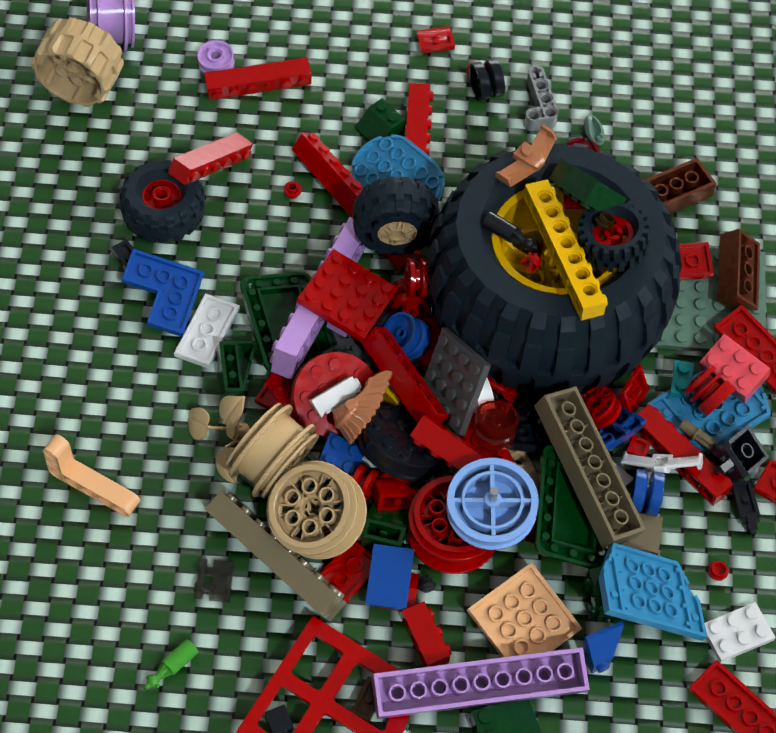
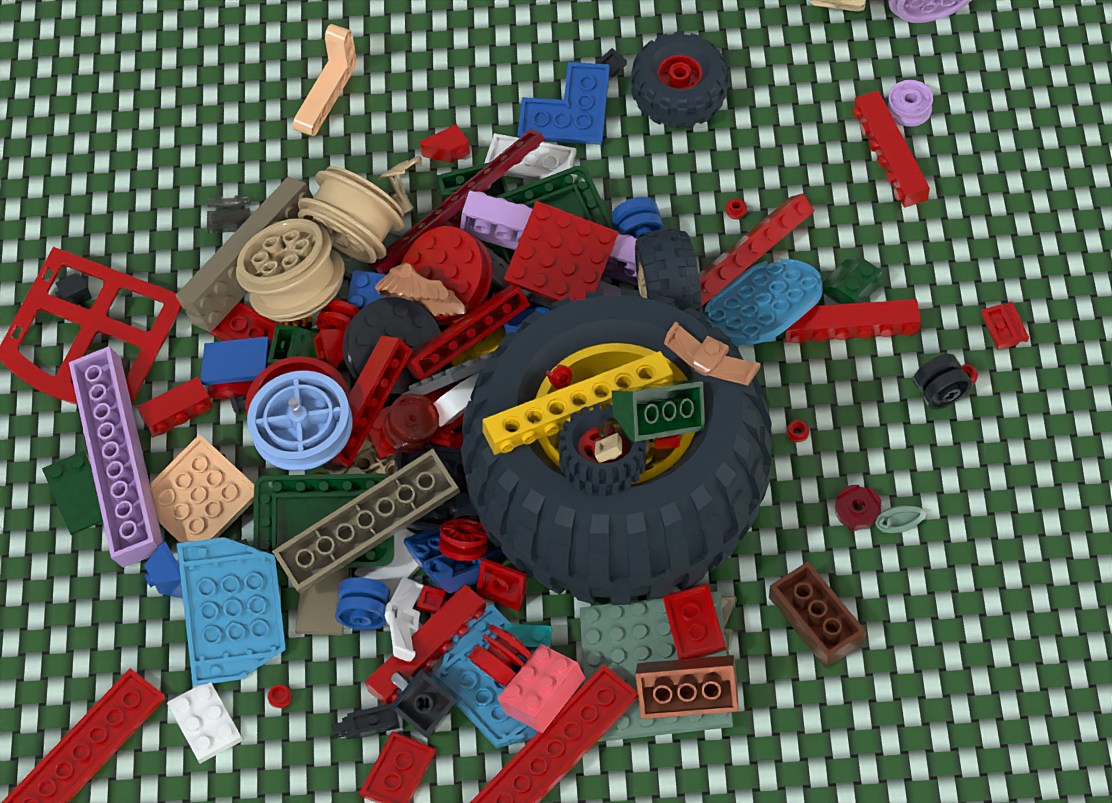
camera: 90 degrees right, 0 degrees up
(173, 663) = (134, 193): bright green wheel -> none
(180, 388) = (446, 145): none -> red slope
(210, 158) = (739, 108): brick -> none
(247, 359) = (454, 203): none -> dark red plate
(304, 251) = (637, 217): none -> blue wheel
(335, 396) = (428, 263): white window -> none
(507, 231) = (599, 346): black wheel -> none
(545, 105) = (965, 443): light grey beam -> none
(624, 221) = (608, 448): none -> tan plate
(697, 434) = (449, 655): dark tan axle -> none

